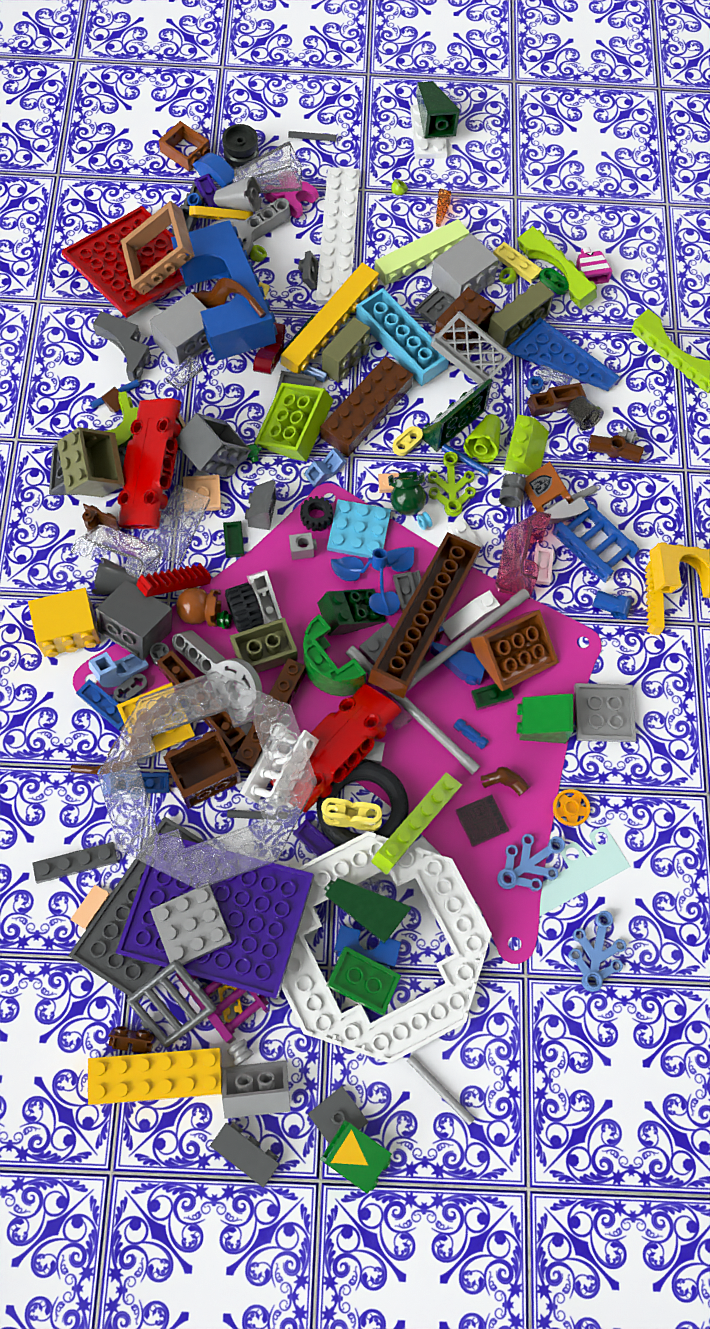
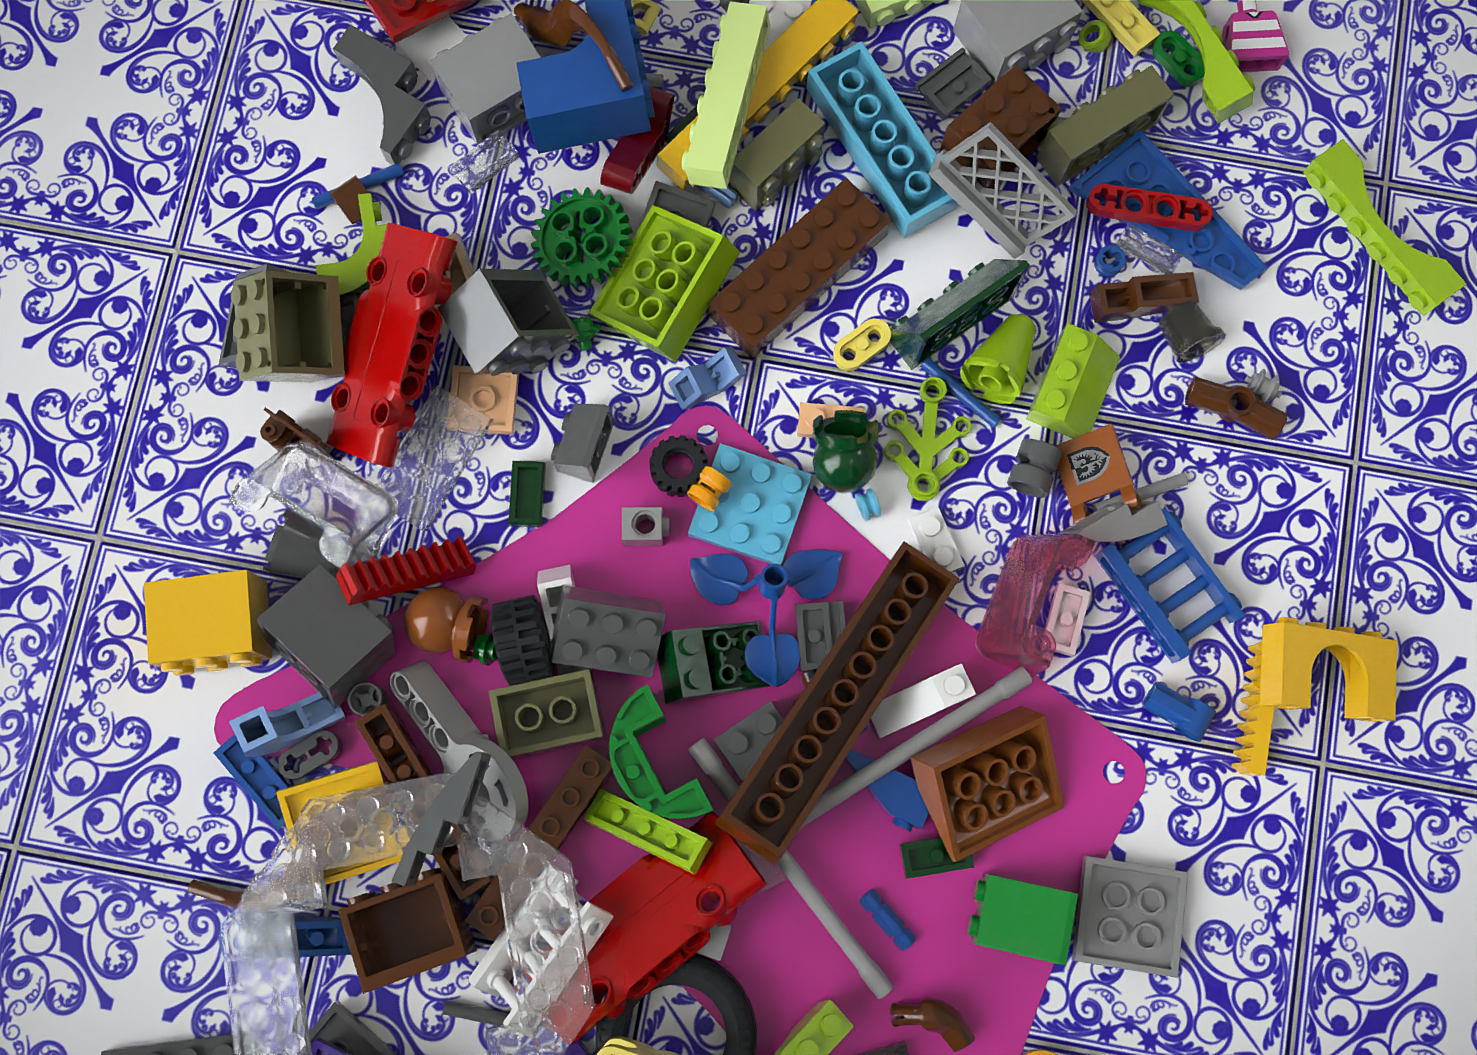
camera: 10 degrees right, 10 degrees up
(221, 684) = (450, 806): none -> dark grey slope
(260, 399) = (554, 244): none -> green gear
(291, 597) = (607, 631): none -> dark grey brick
(315, 319) = (727, 95): none -> yellowish green brick
(330, 697) = (648, 831): none -> lime plate
(336, 519) = (709, 488): none -> light orange wheel
(551, 357) = (1148, 212): none -> red beam

